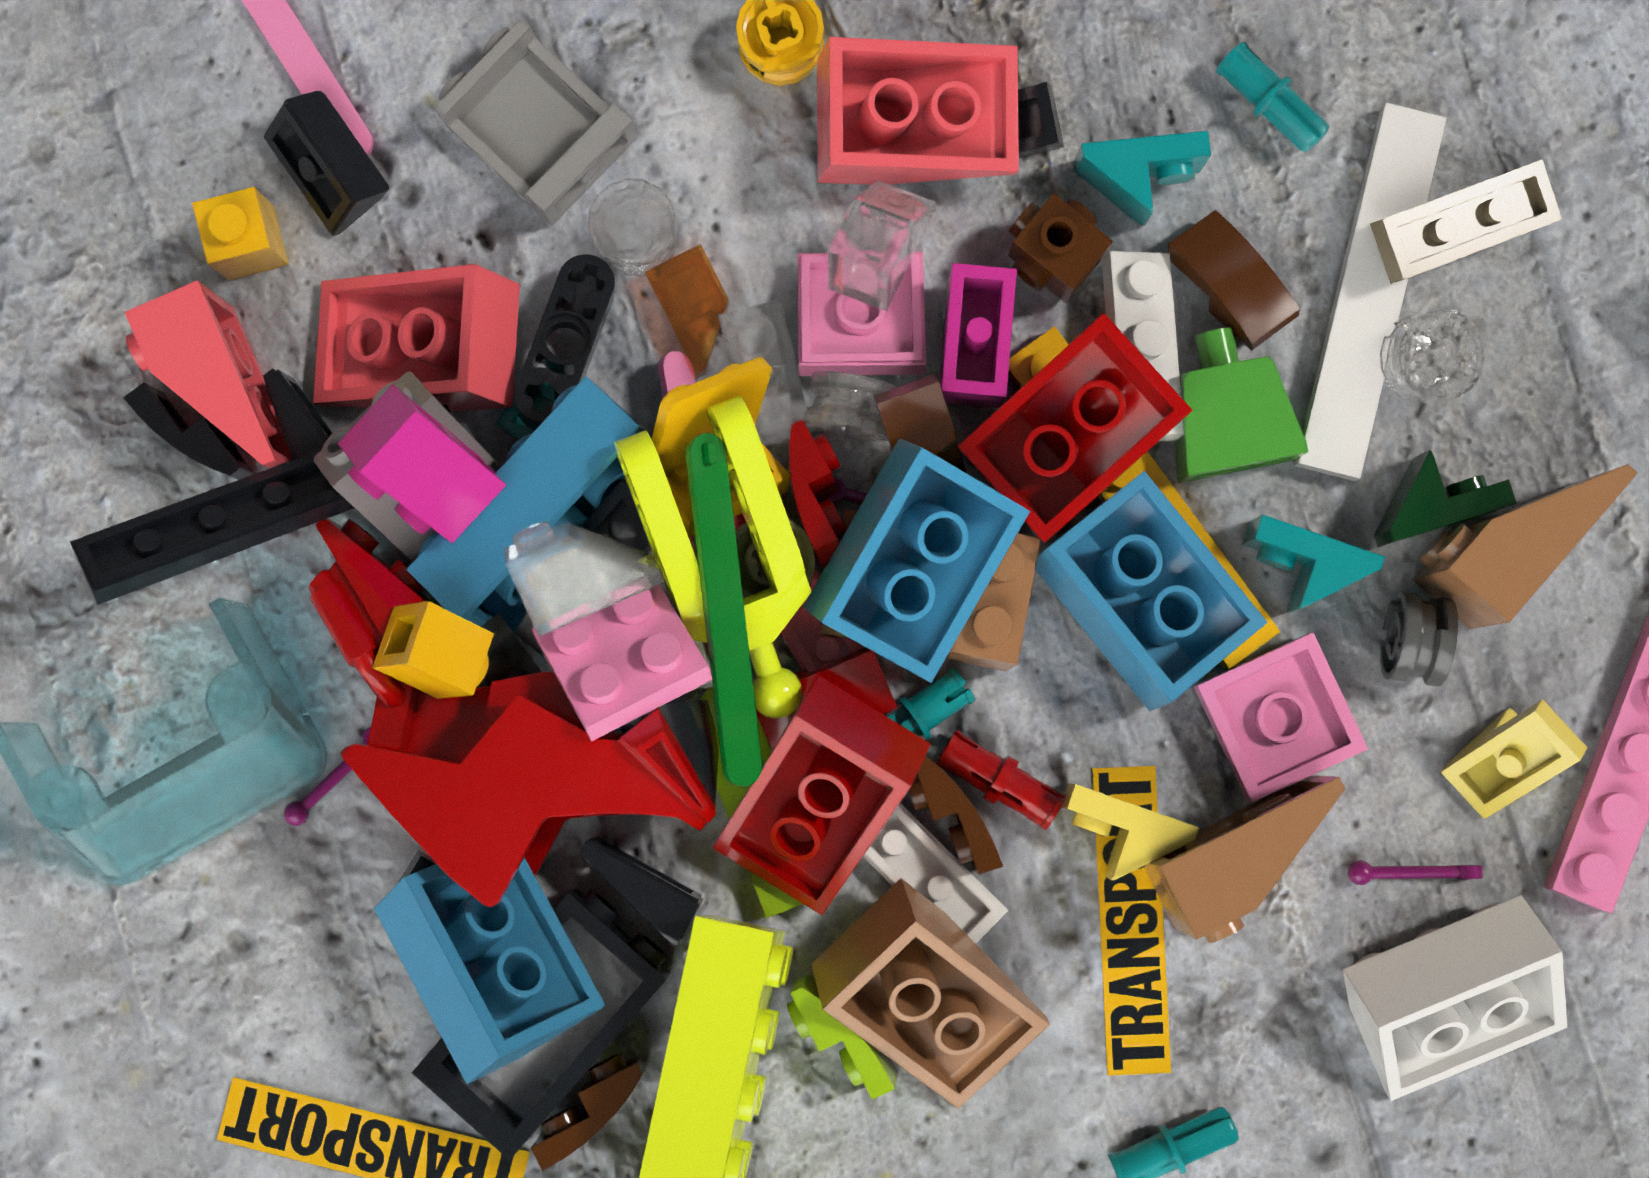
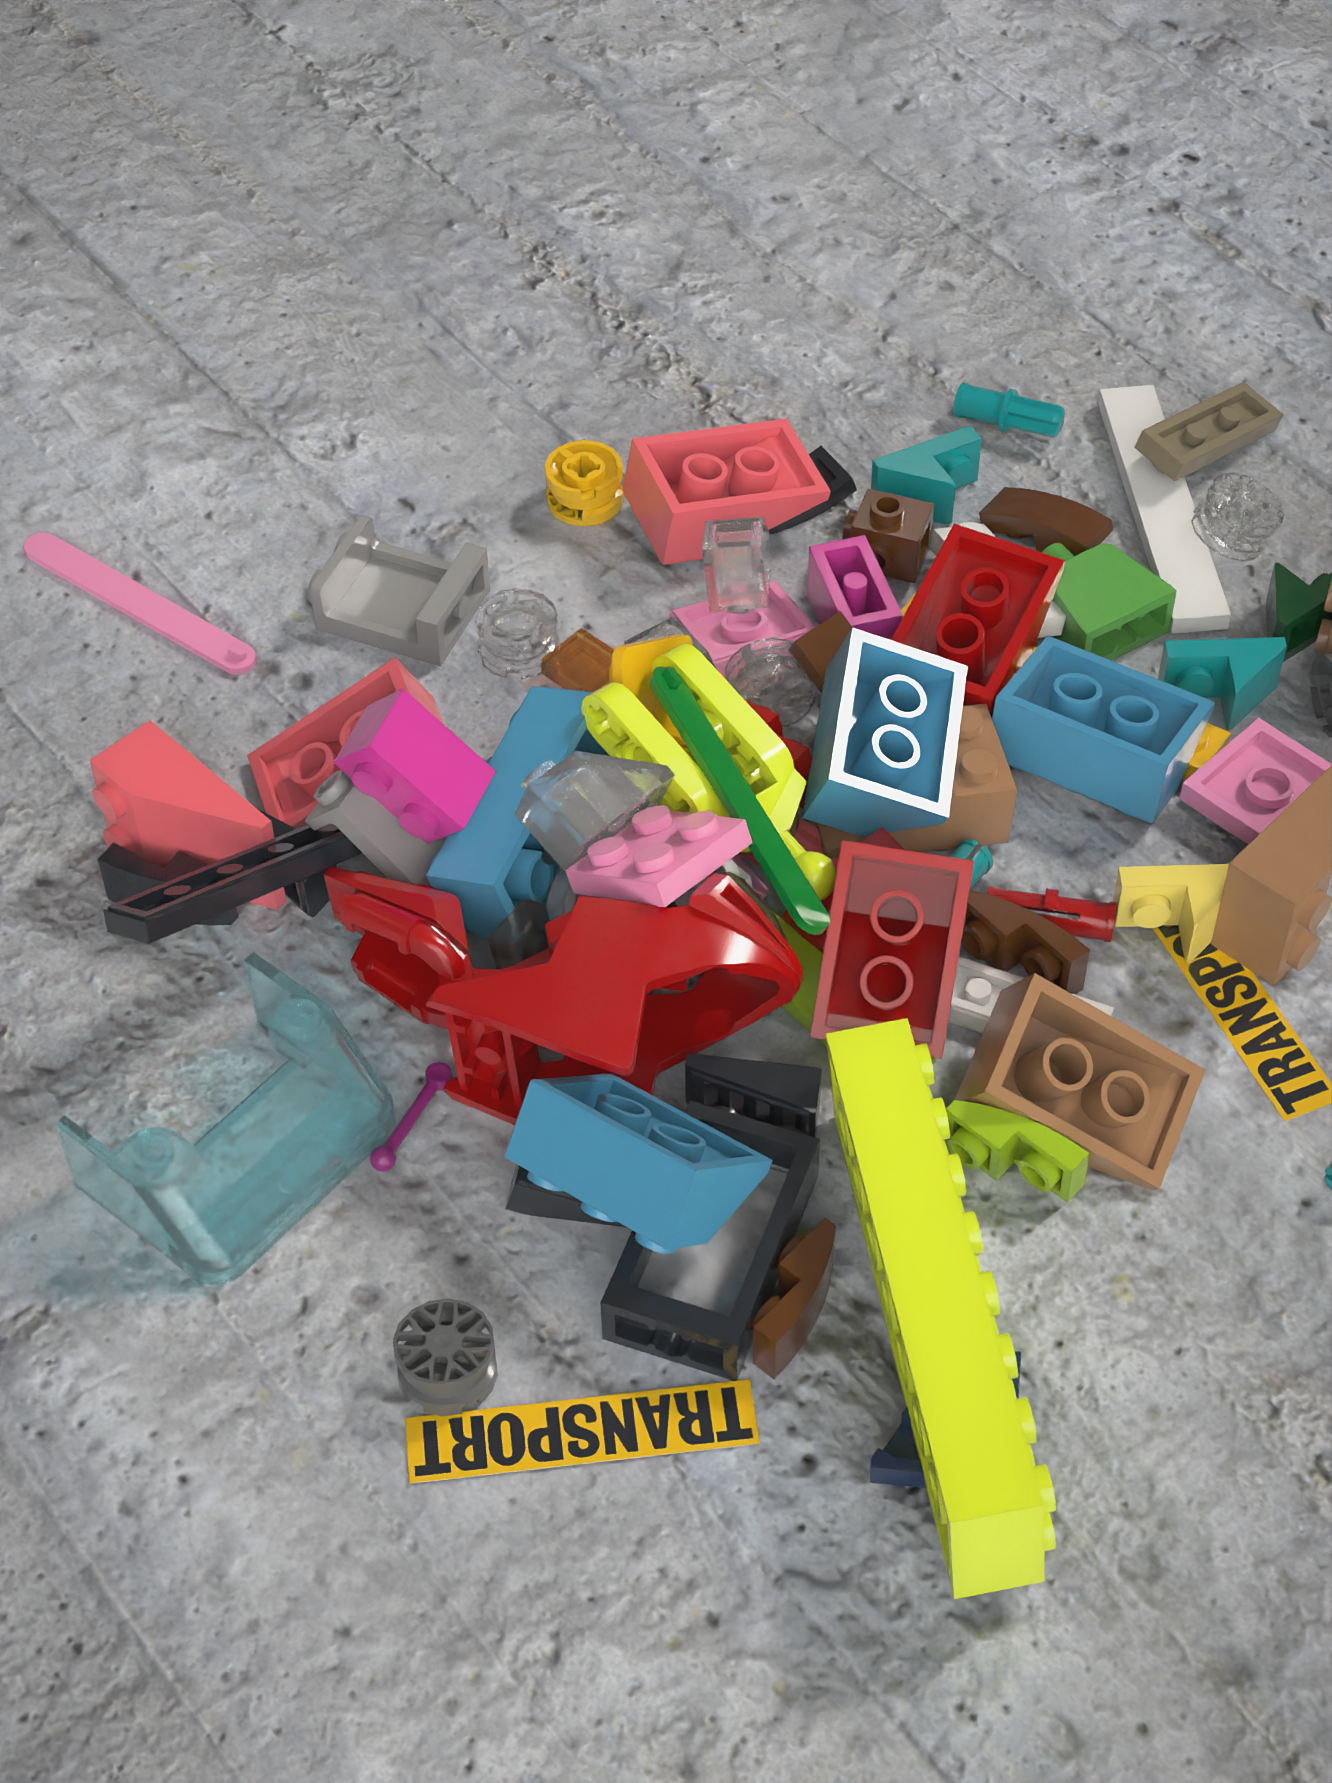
camera: 20 degrees left, 35 degrees down
(240, 233) = (170, 710): yellow brick -> none
(276, 1050) = (447, 1334): none -> dark grey wheel
(325, 160) = (217, 672): black slope -> none
(434, 650) = (482, 905): yellow brick -> none
(564, 295) = (484, 706): black beam -> none

